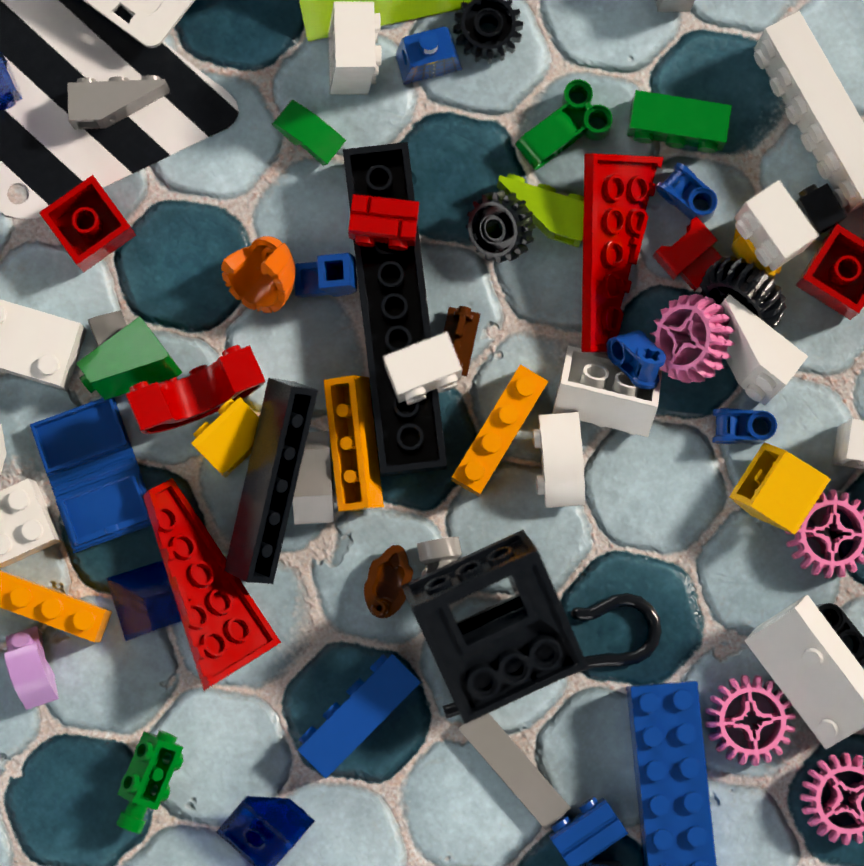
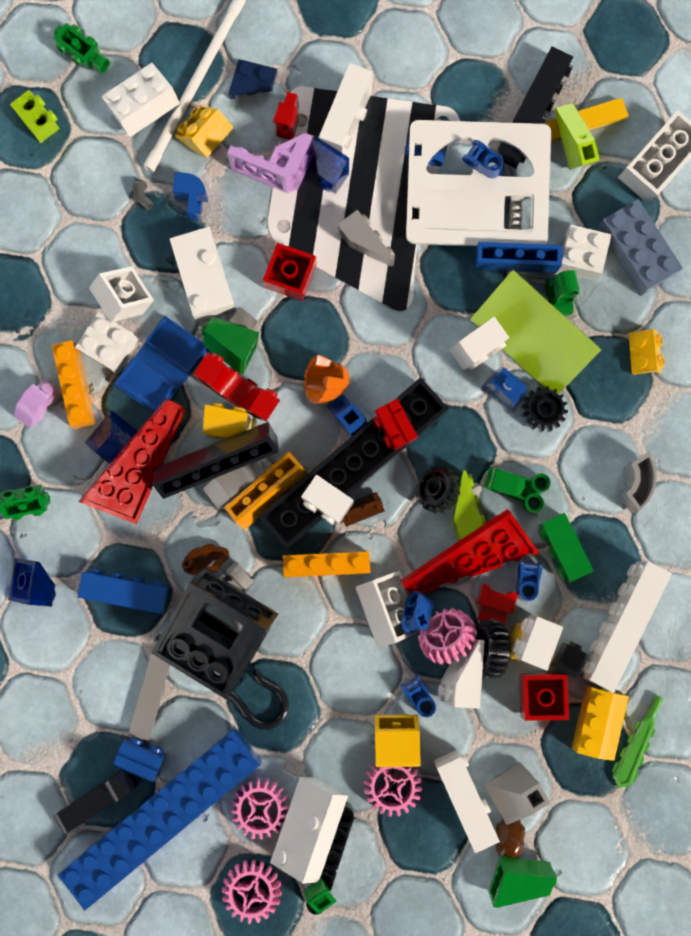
camera: 60 degrees right, 0 degrees up
(309, 131) = (420, 353): green slope -> none
(561, 460) = (333, 608): white brick -> none

